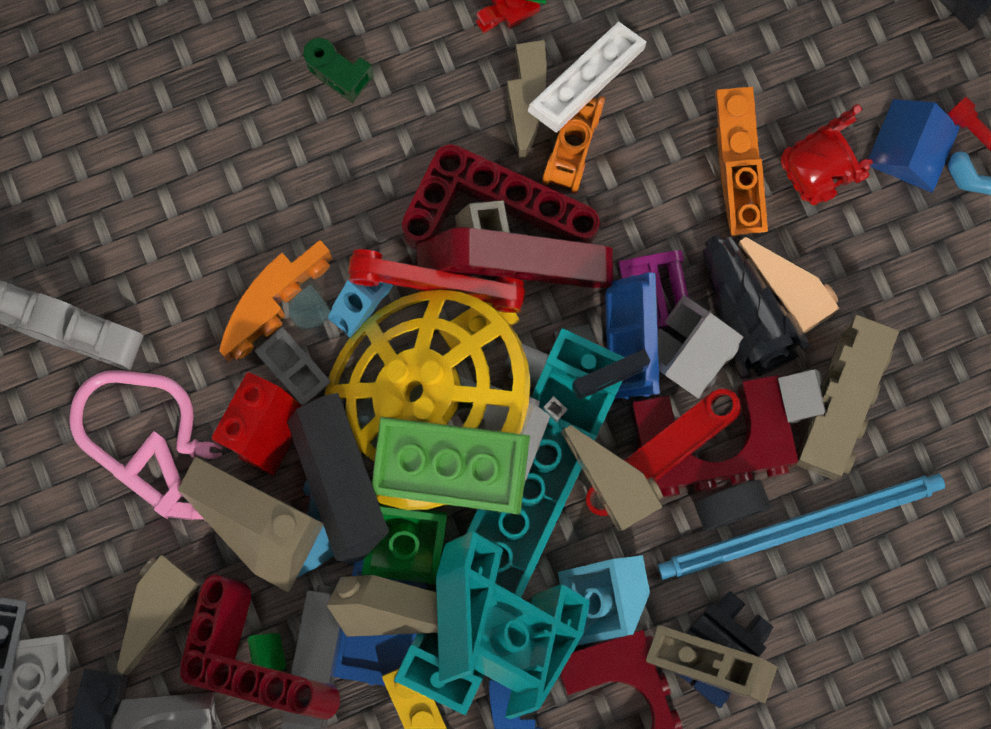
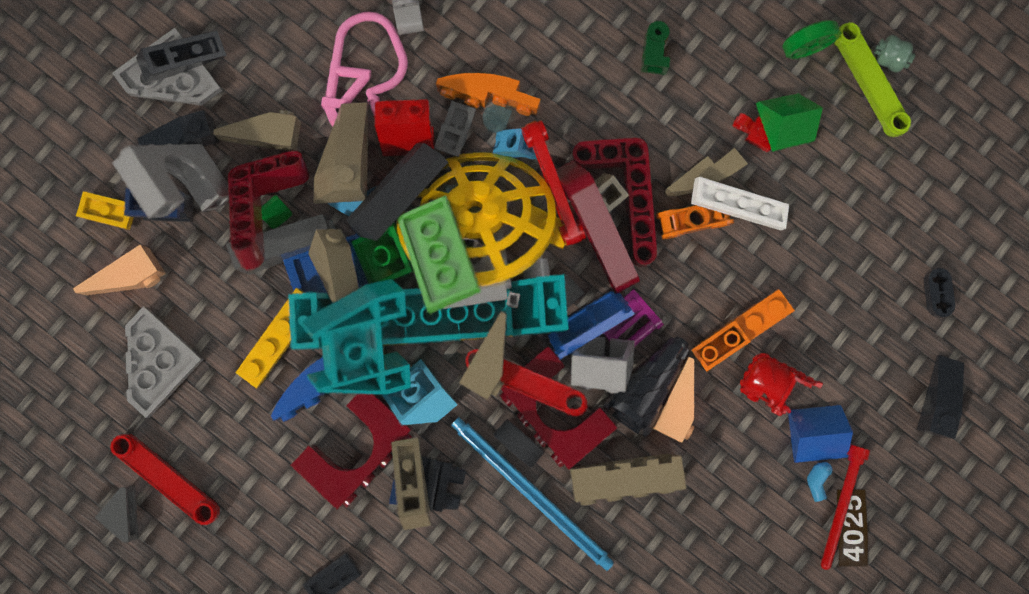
camera: 60 degrees right, 5 degrees up
(611, 374) = (549, 321): black tile -> none
(802, 395) = (612, 449): light grey panel -> none

